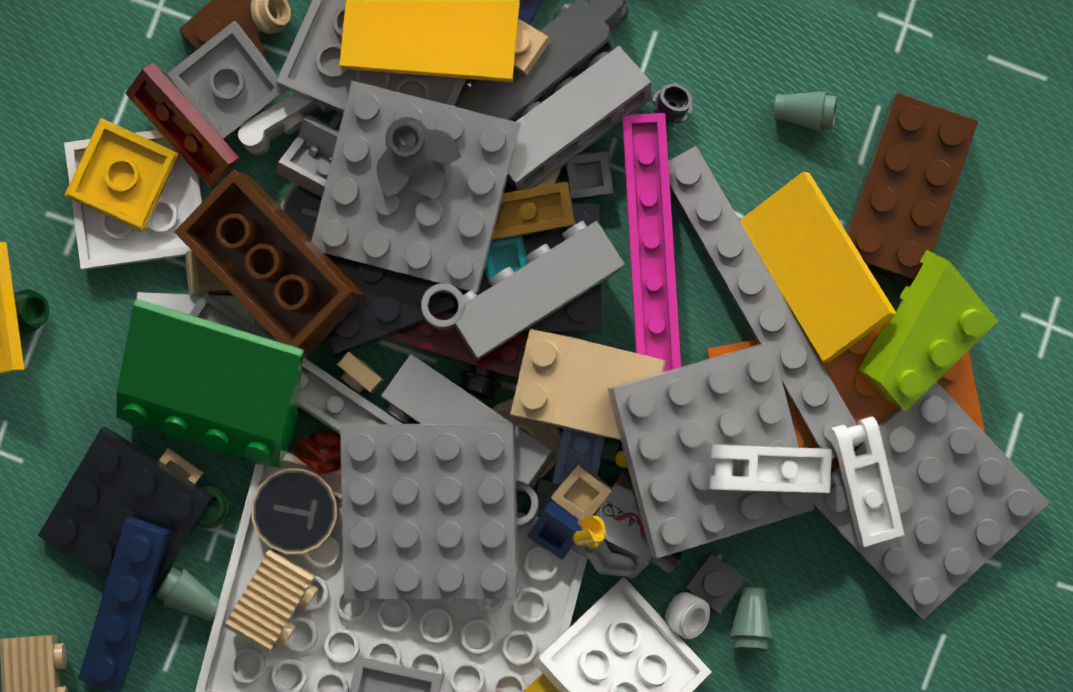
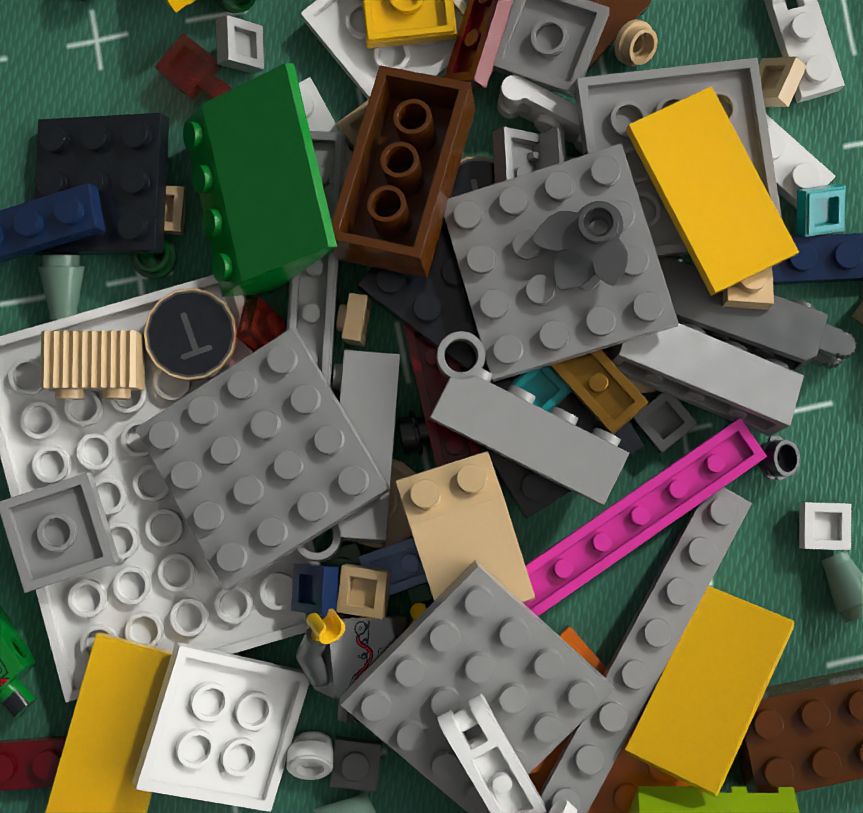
camera: 60 degrees right, 0 degrees up
(73, 384) = (191, 69): none -> clear red plate
(76, 333) = (239, 44): none -> light grey plate
(748, 99) = (825, 526): none -> white plate

